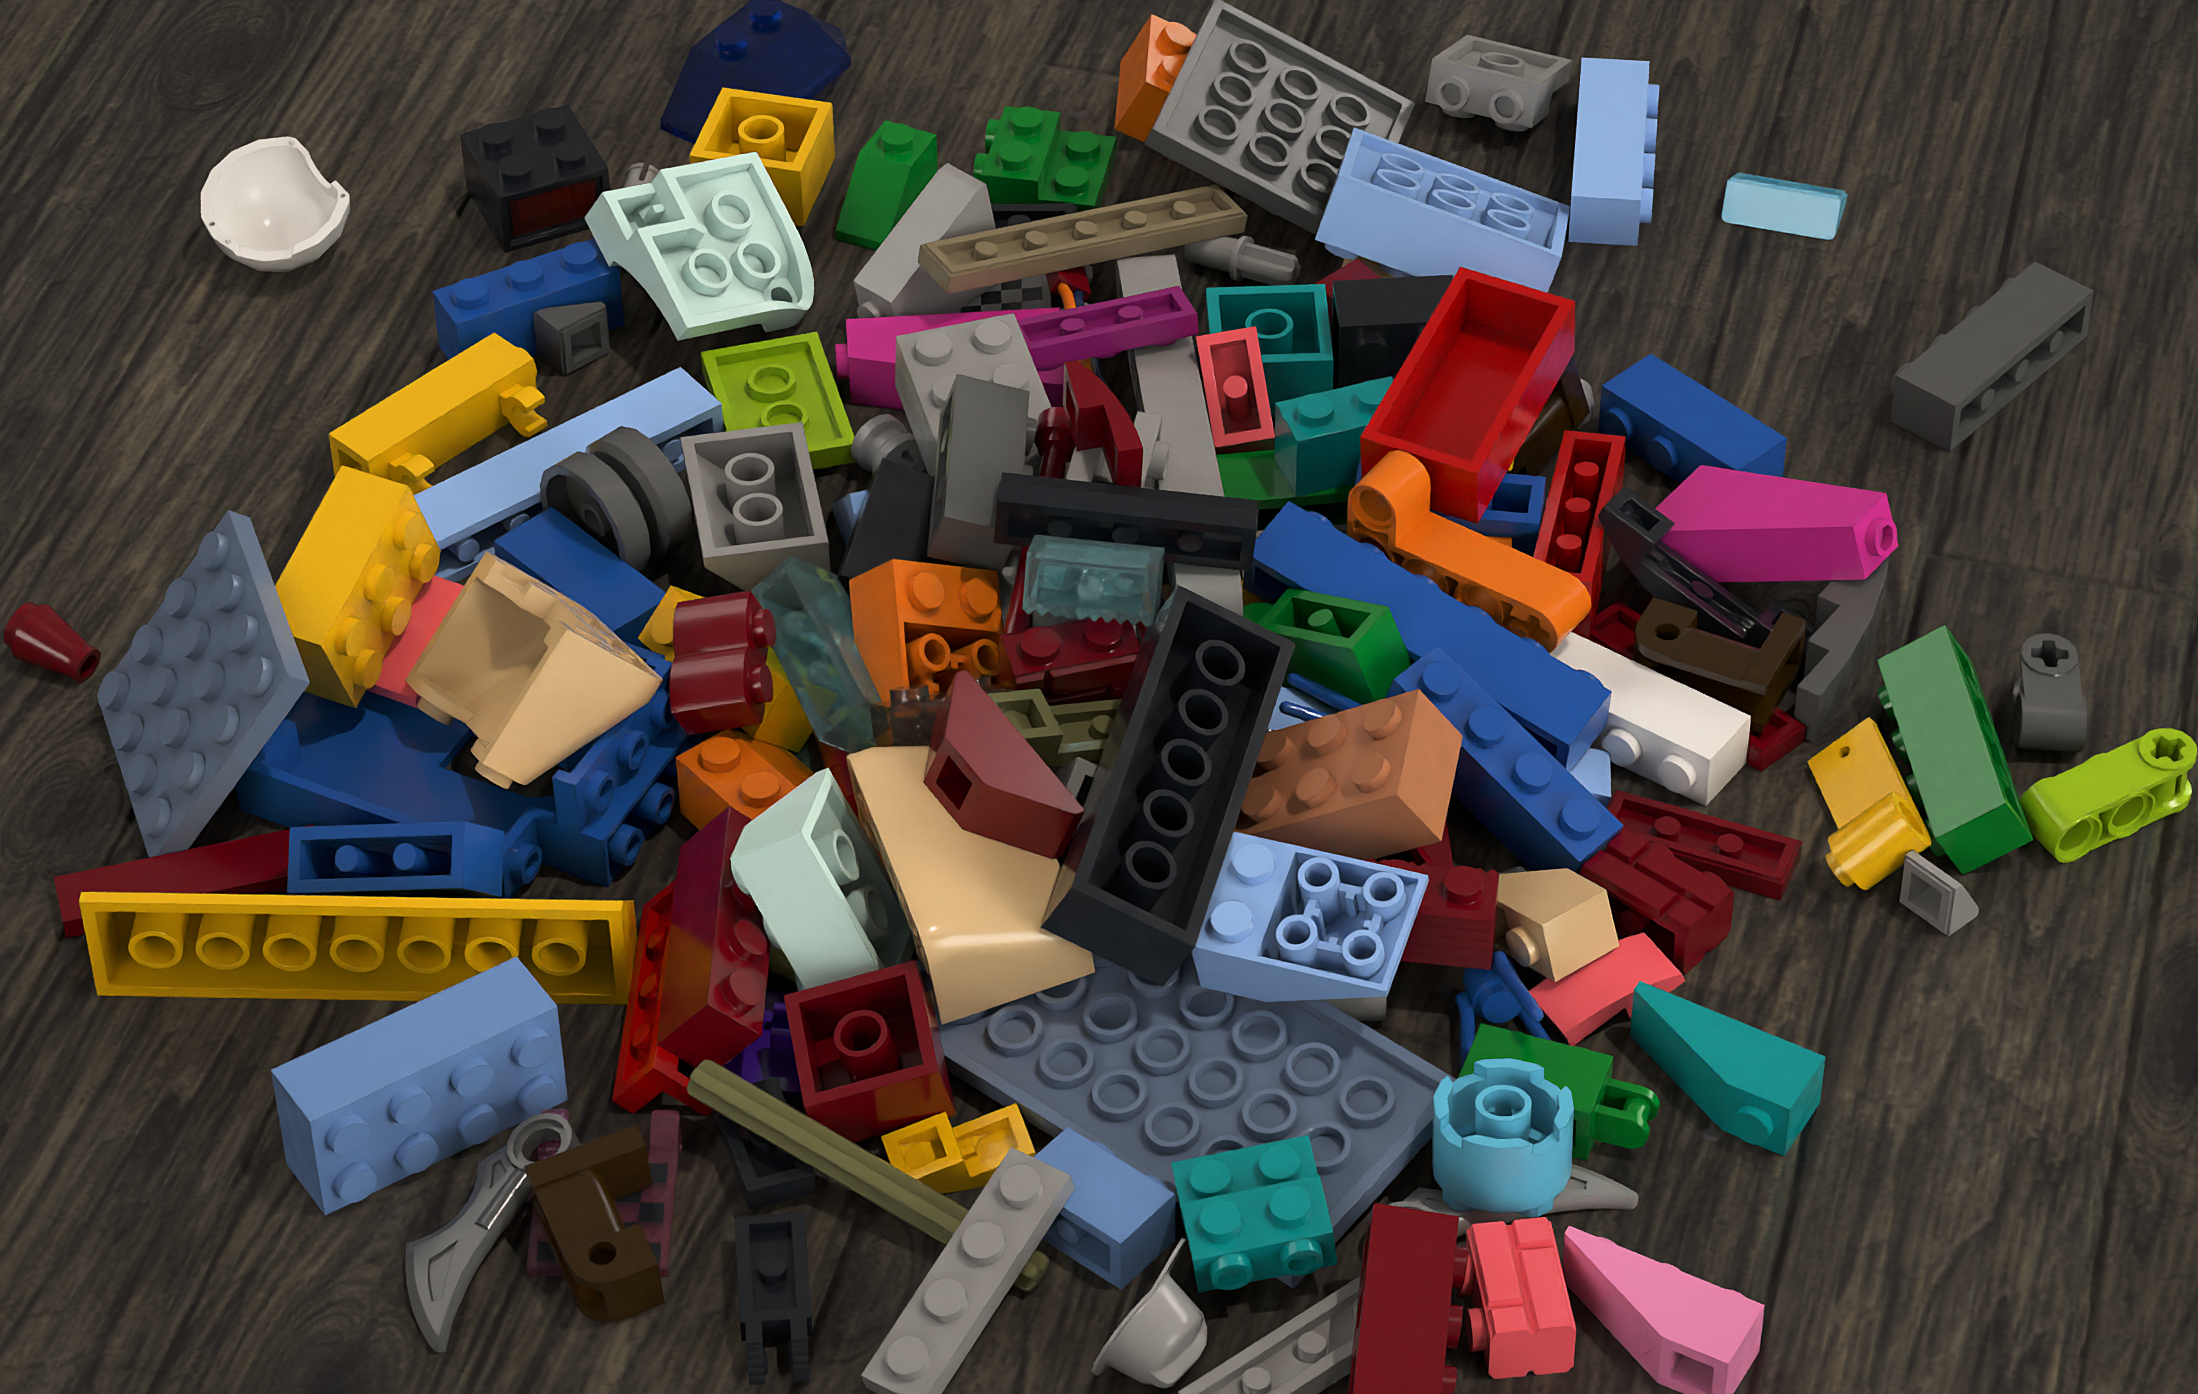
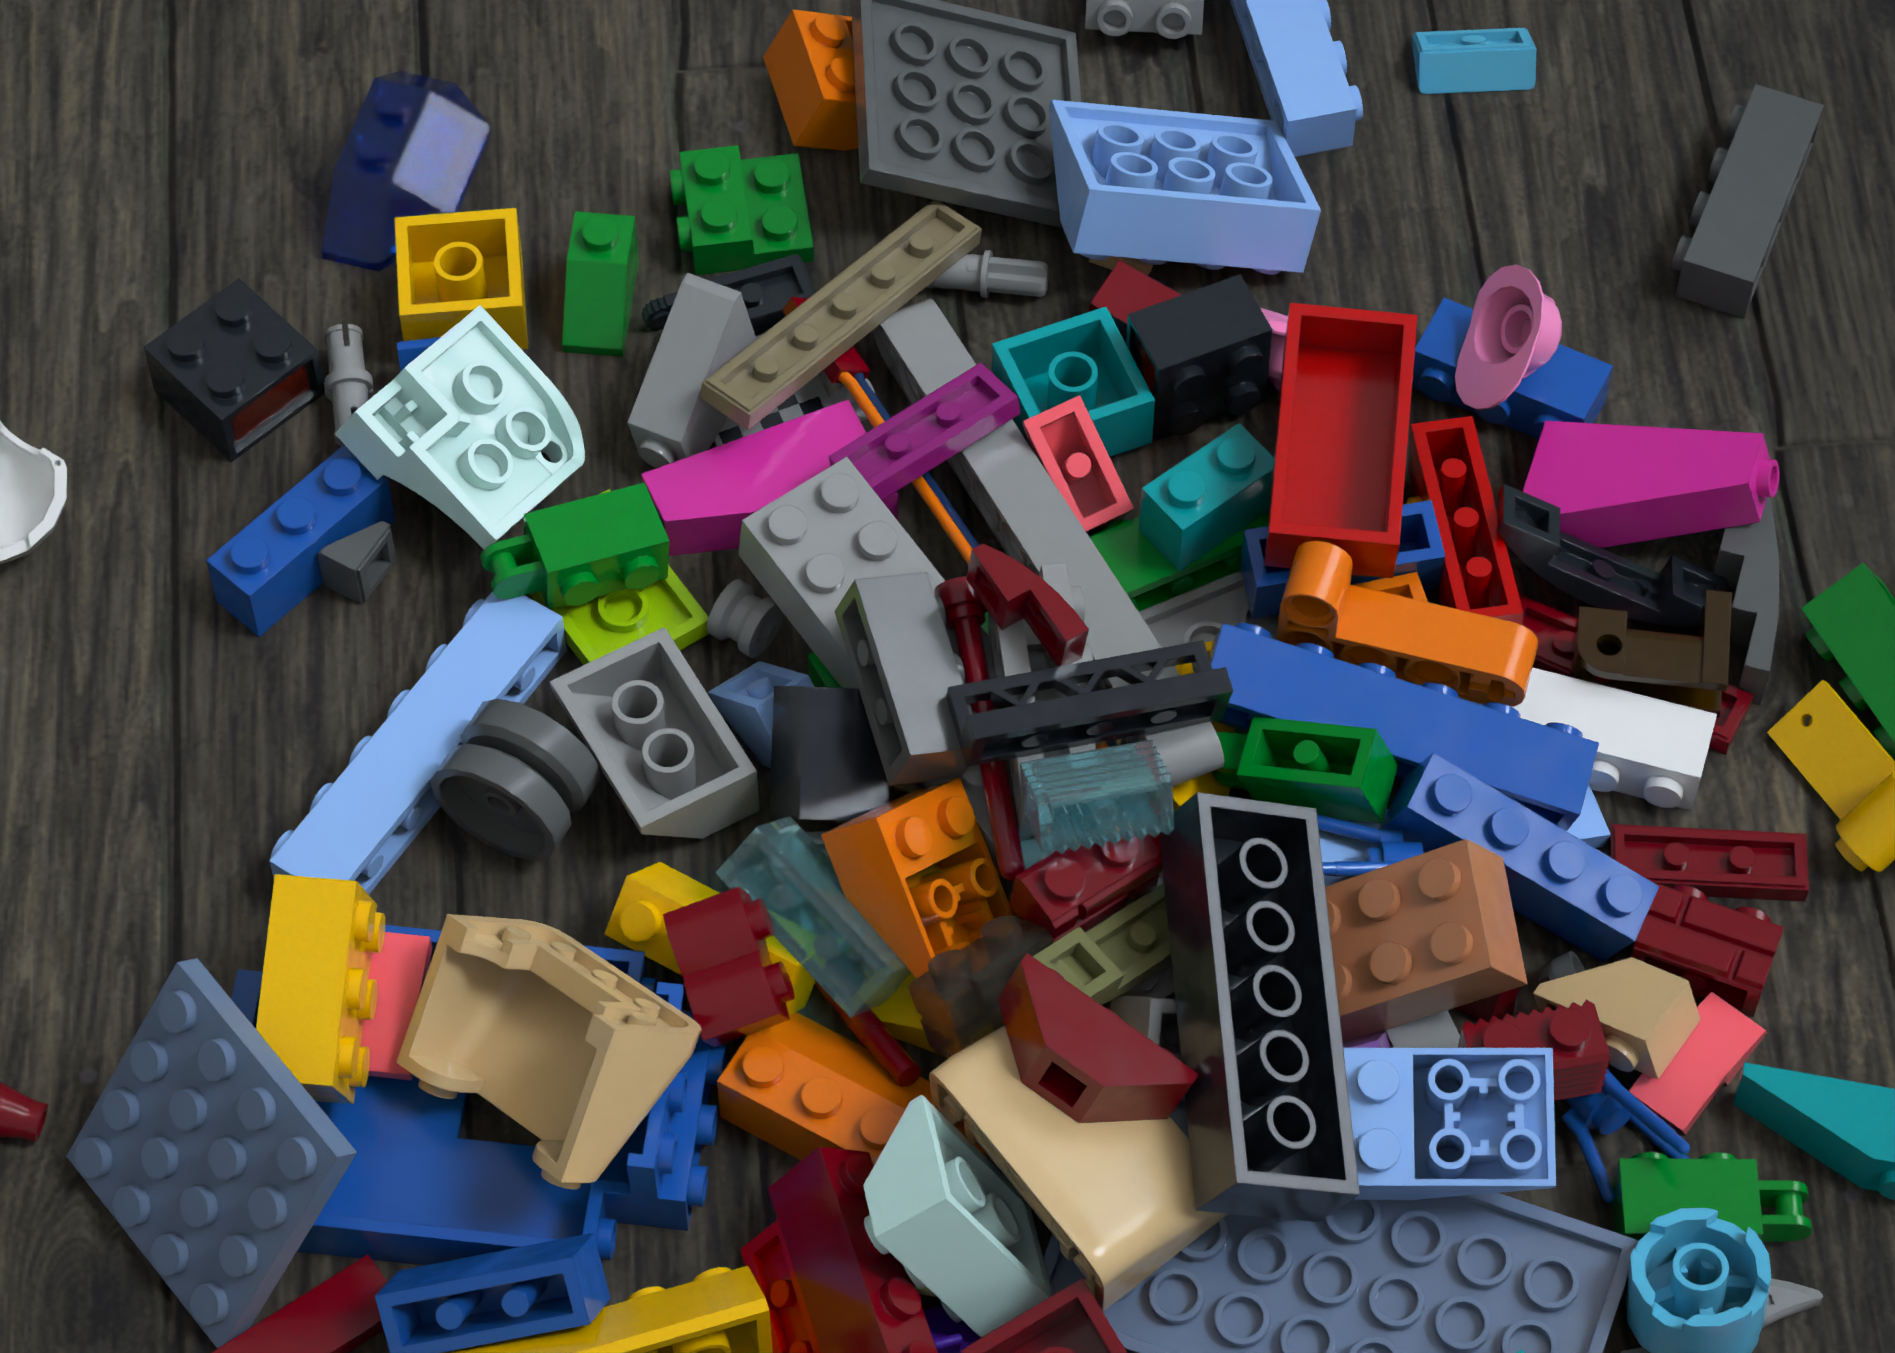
camera: 20 degrees left, 15 degrees up
(443, 414) = (267, 706): yellow brick -> none
(583, 570) = (506, 873): blue brick -> none
(760, 356) = (582, 549): none -> green brick
(1693, 383) = (1508, 337): none -> bright pink piece

